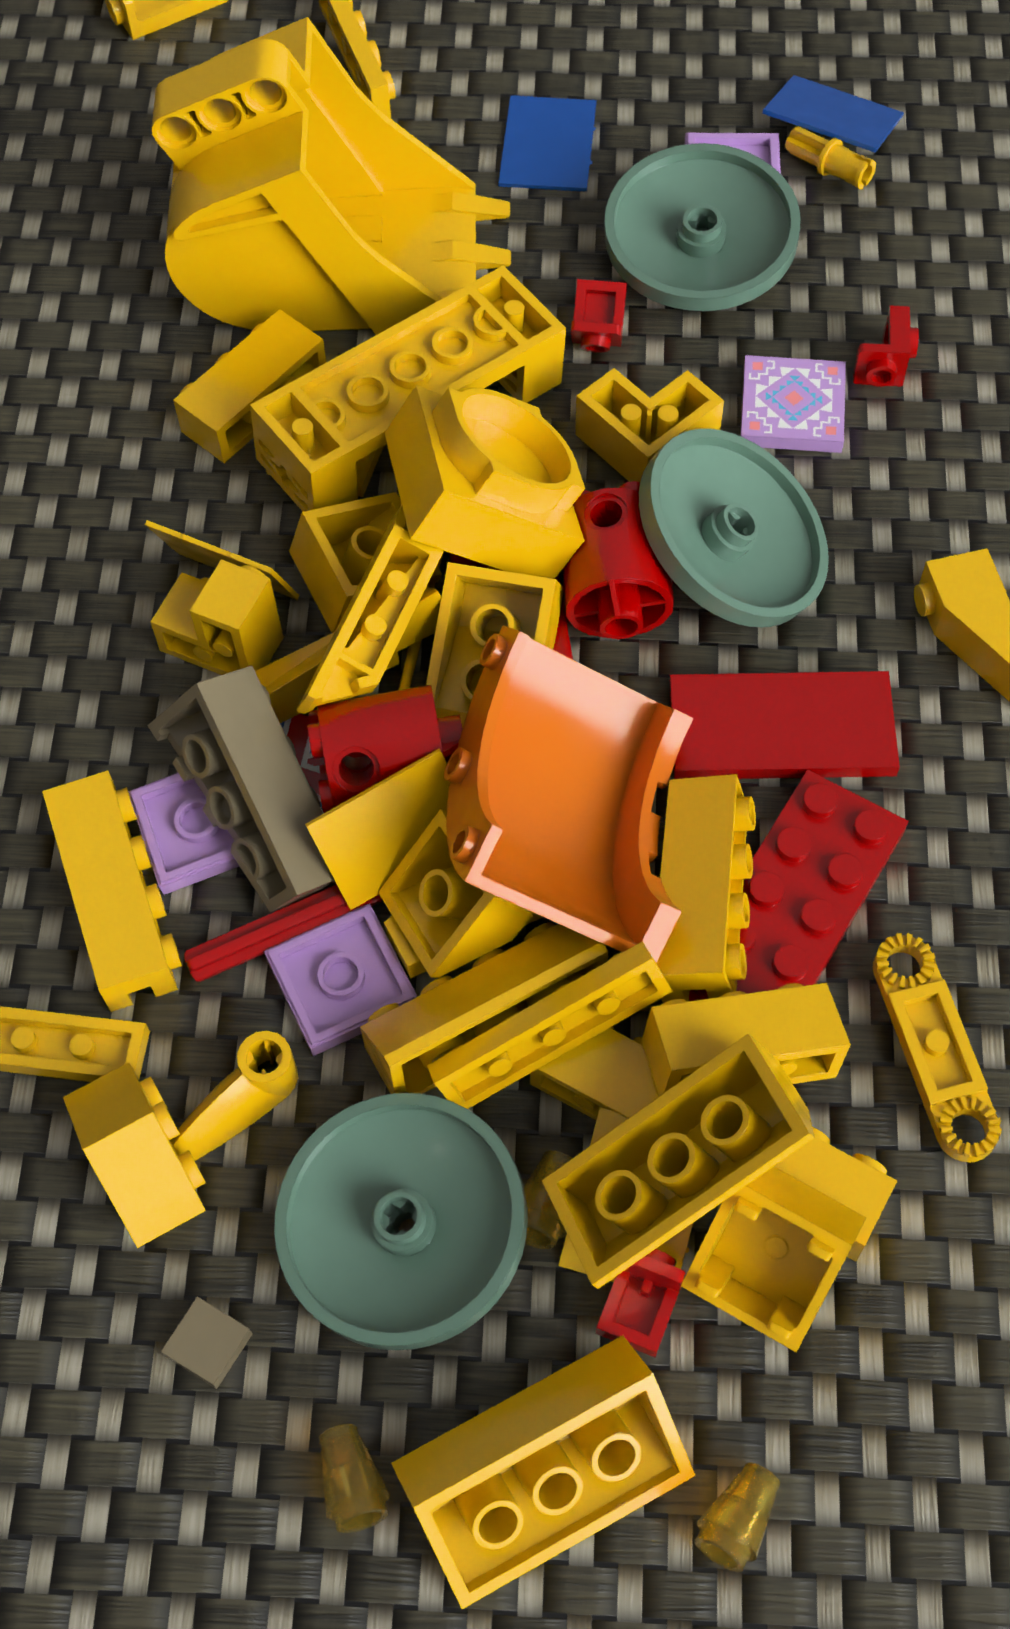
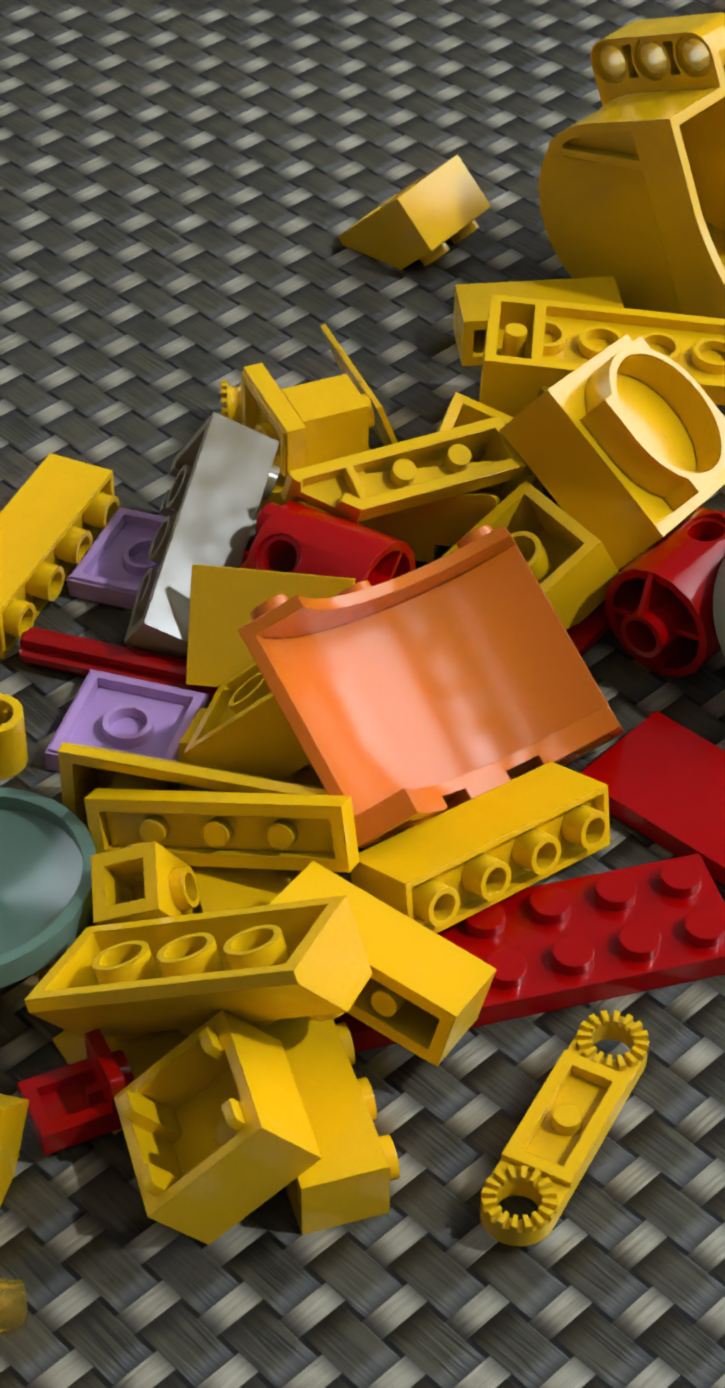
camera: 40 degrees right, 20 degrees down
(59, 347) = (421, 218): none -> yellow slope
(113, 630) = (232, 398): none -> yellow bush
(192, 645) = (271, 414): none -> yellow tile
(537, 1138) = (141, 884): none -> yellow brick

